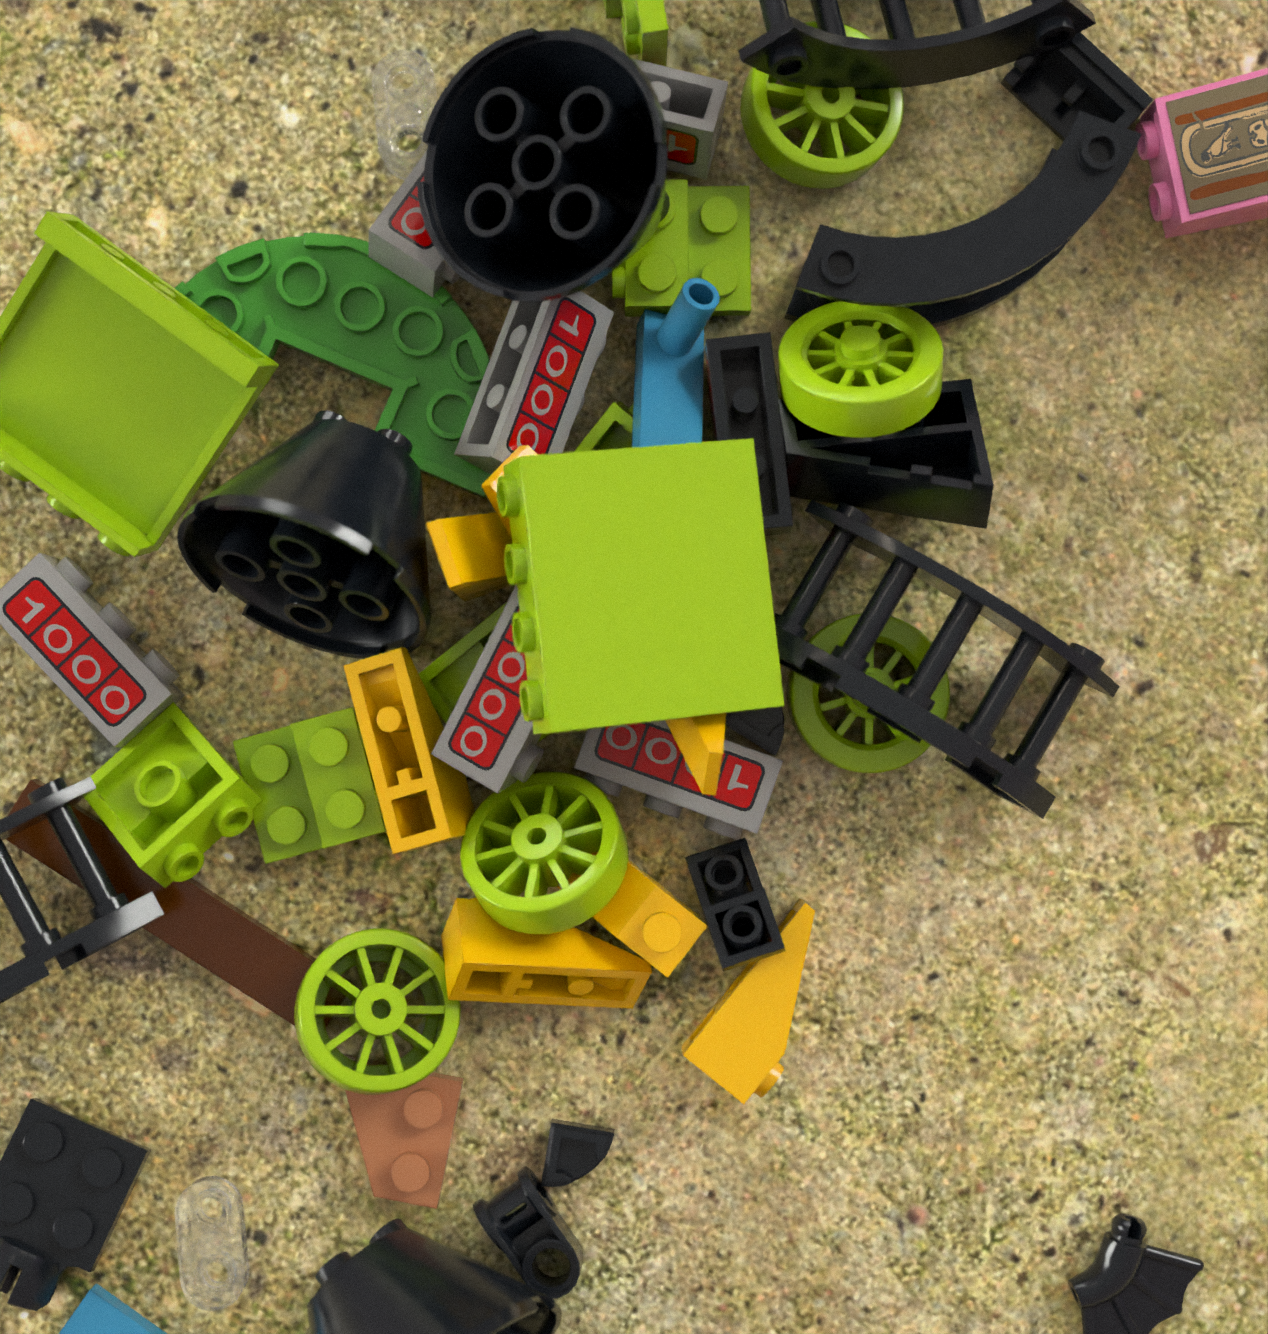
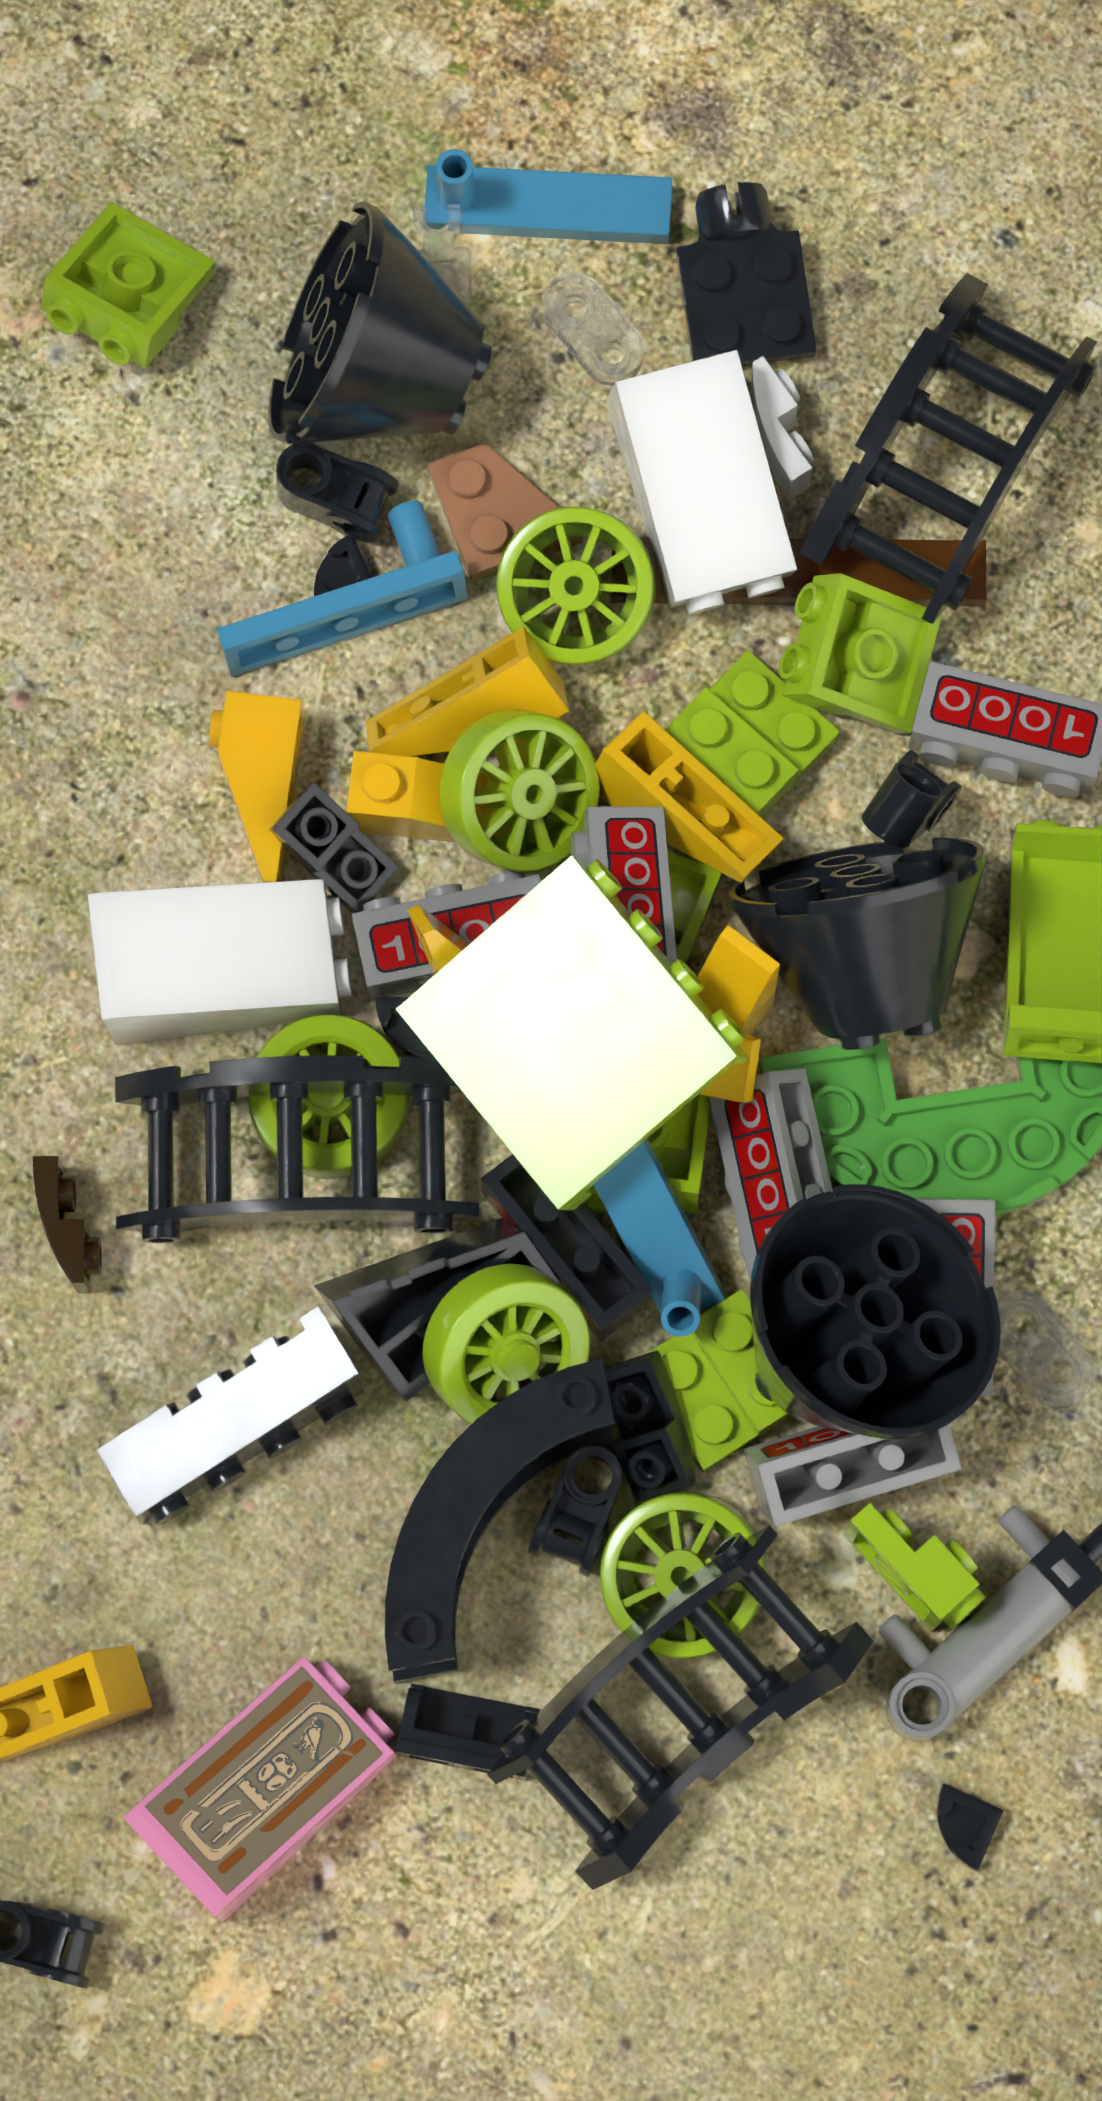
camera: 155 degrees right, 10 degrees down
(103, 1066) = (776, 412): none -> white slope
(206, 1035) = (702, 481): none -> white slope
(216, 636) = (909, 802): none -> black piece
(509, 1097) = (421, 587): none -> dark azure piece
(772, 241) = (651, 1427): none -> black slope
(881, 203) = (578, 1513): none -> black piece
(897, 870) = (216, 958): none -> white slope
(1120, 461) = (233, 1421): none -> wedge
(1165, 700) = (68, 1238): none -> dark brown slope

